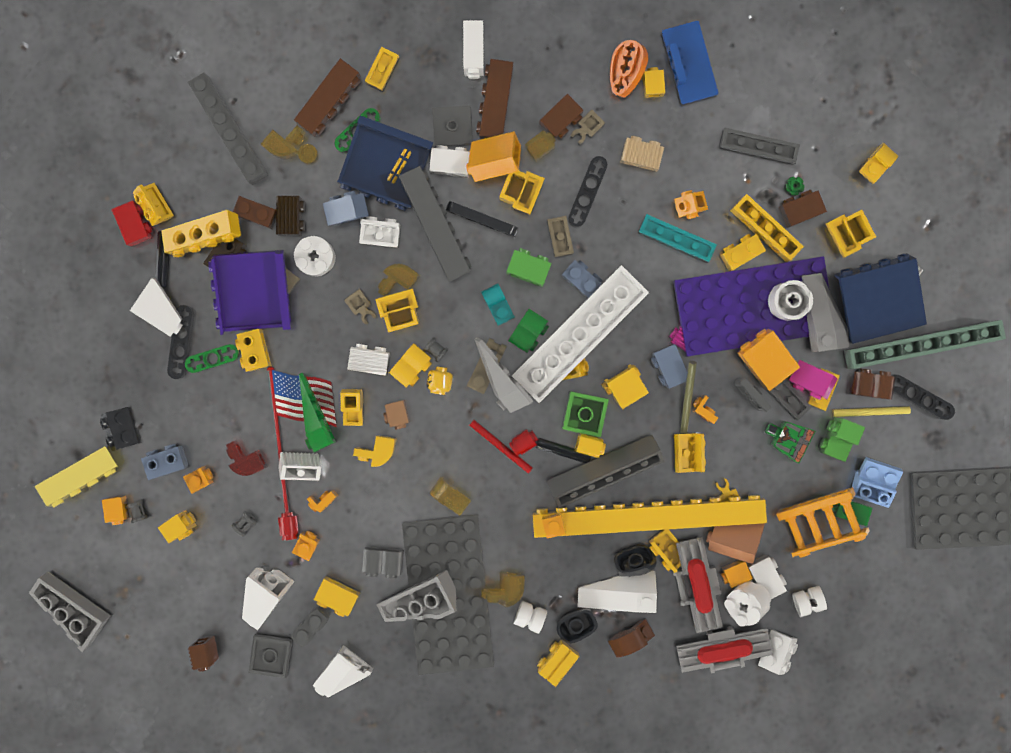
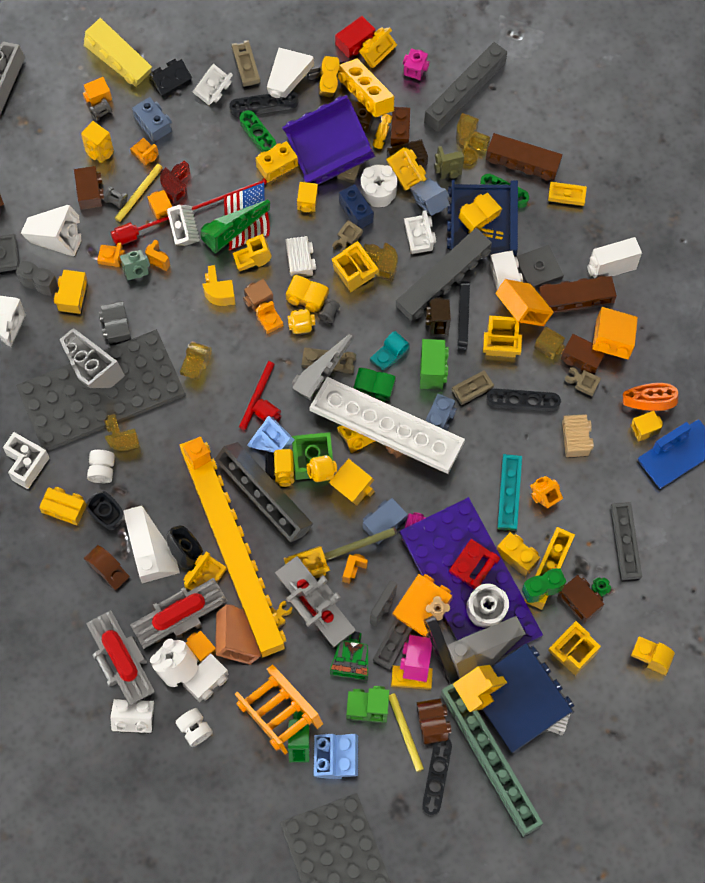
camera: 70 degrees right, 20 degrees down
(127, 346) = (245, 63): none -> dark tan plate
(143, 388) = (212, 84): none -> white bracket
(179, 269) = (328, 72): none -> yellow brick
(185, 171) = (415, 64): none -> dark pink brick
(224, 548) = (88, 187): none -> reddish brown brick
(243, 498) = (138, 193): none -> light yellow bar
(254, 232) = (382, 131): none -> yellow axle
(267, 481) = (159, 204): none -> light orange brick
(304, 332) = (307, 197): none -> yellow brick
(307, 224) = (406, 168): none -> yellow bracket
(317, 176) = (448, 165): none -> olive bracket
(327, 526) = (134, 264): none -> sand green brick
(331, 286) = (356, 206): none -> dark blue brick
(380, 165) = (480, 212): none -> yellow brick
(423, 410) = (268, 317): none -> light orange bracket
(480, 245) = (438, 317): none -> dark brown brick
(501, 682) = (29, 459): none -> white brick
(553, 78) = (615, 333): none -> light orange brick
(555, 447) = (271, 437): none -> light blue wing
(609, 412) = (321, 468): none -> yellow head
(729, 453) = (318, 600): none -> light grey piece
(738, 301) = (469, 560): none -> red plate
(777, 347) = (437, 603): none -> tan plate
(792, 246) = (539, 586): none -> green brick
(817, 357) = (441, 650): none -> black beam
(867, 335) = (477, 686): none -> yellow plate

